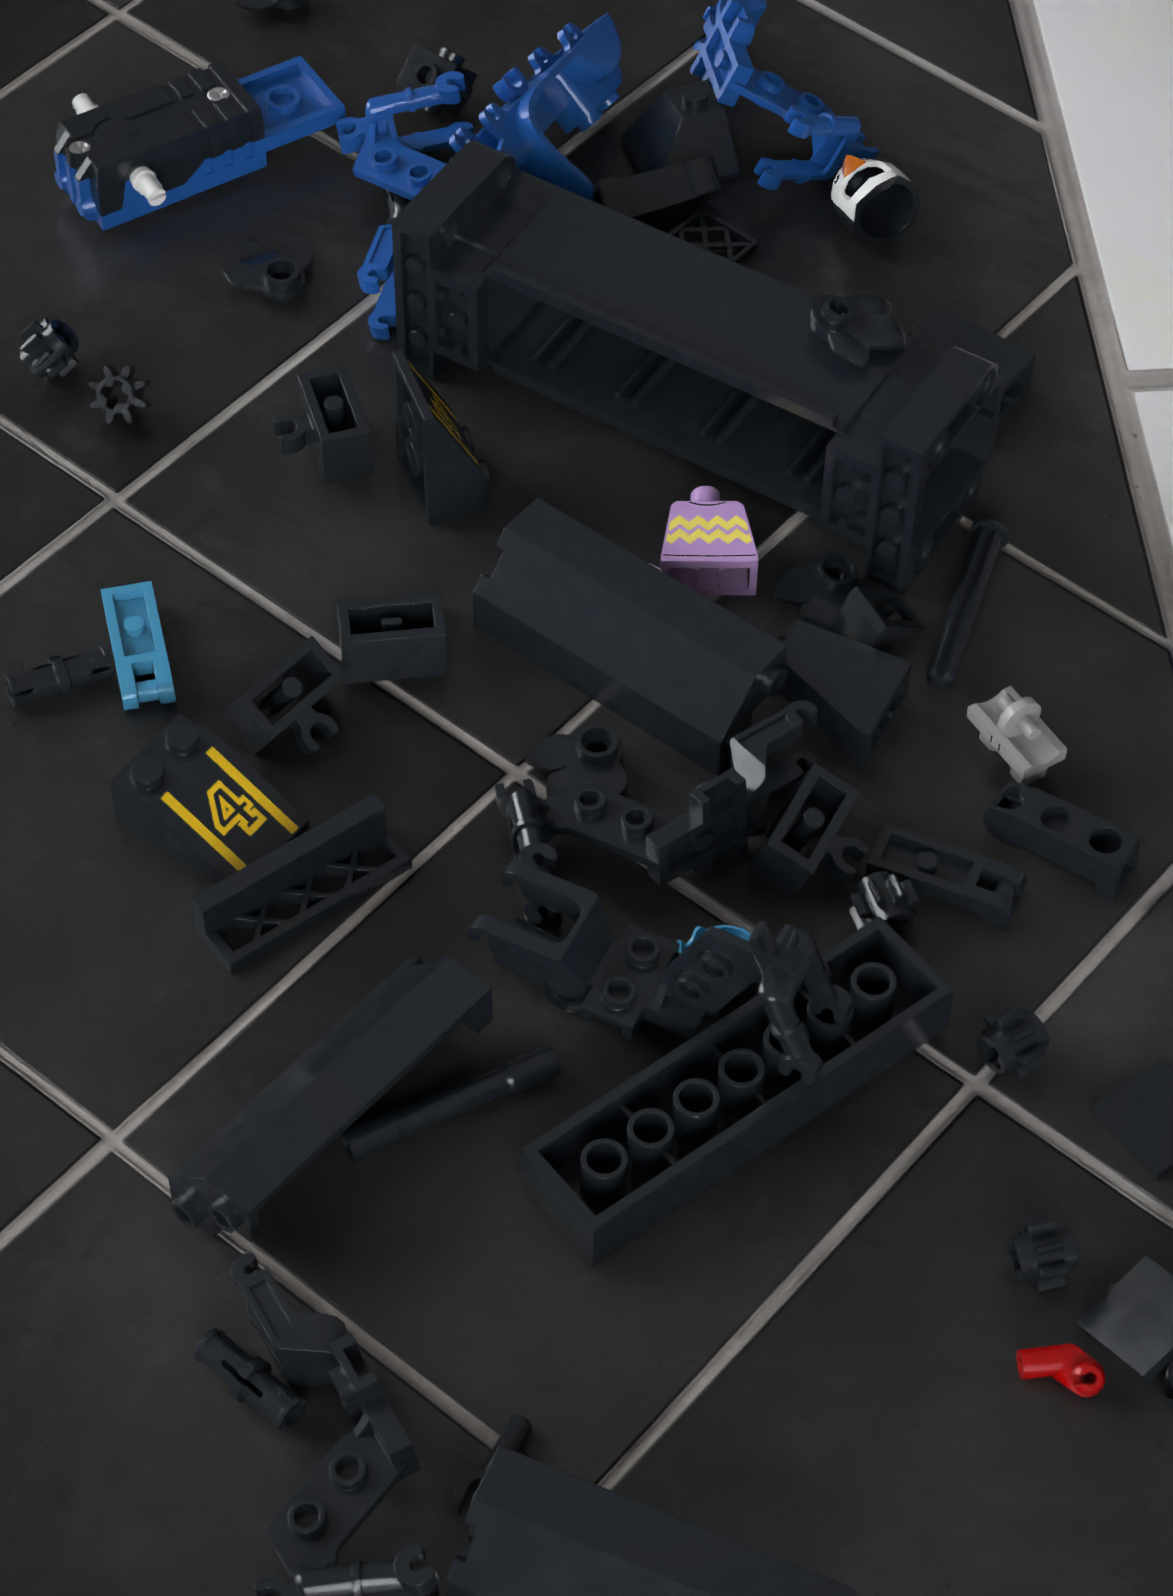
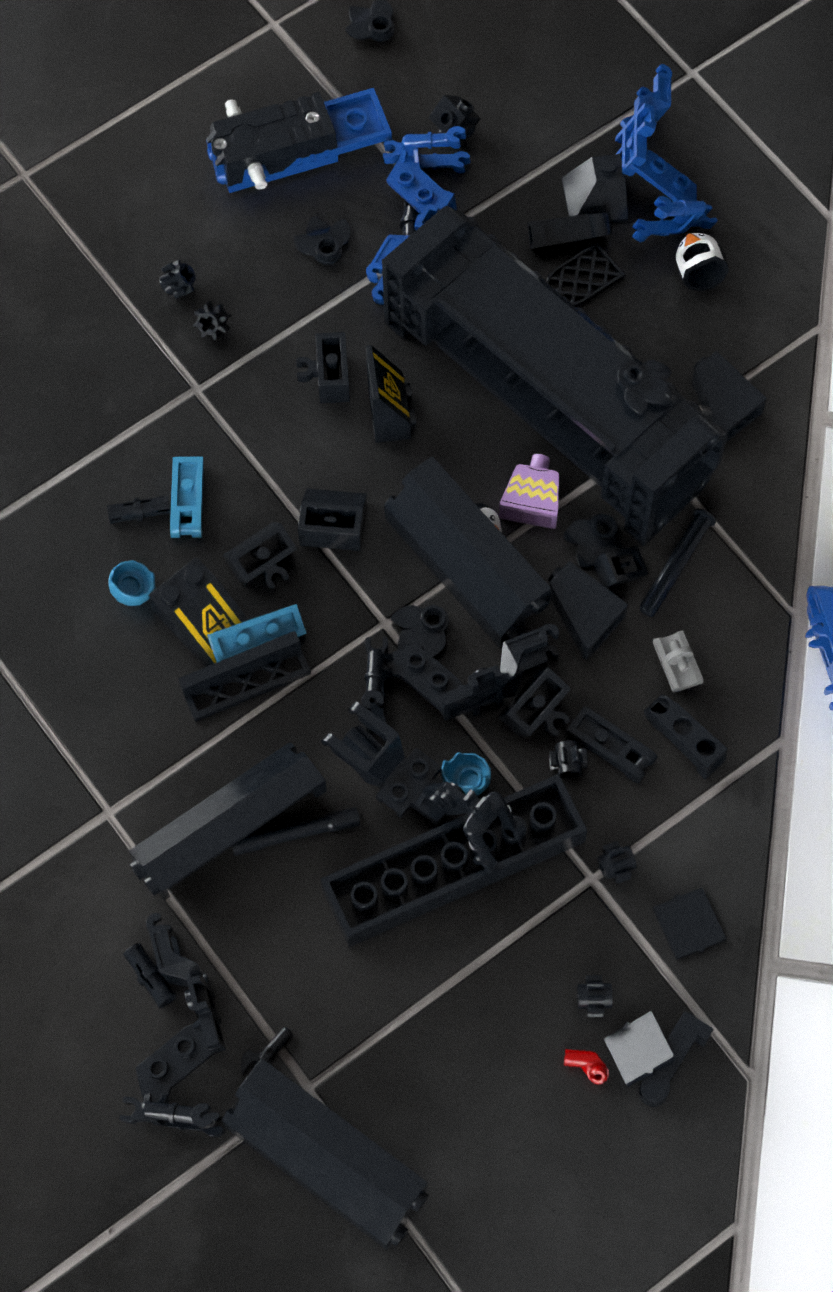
camera: 15 degrees right, 15 degrees up
(73, 780) = (131, 583): none -> dark azure hair
(301, 810) = (255, 632): none -> dark azure plate
(567, 89) = (530, 143): blue piece -> none

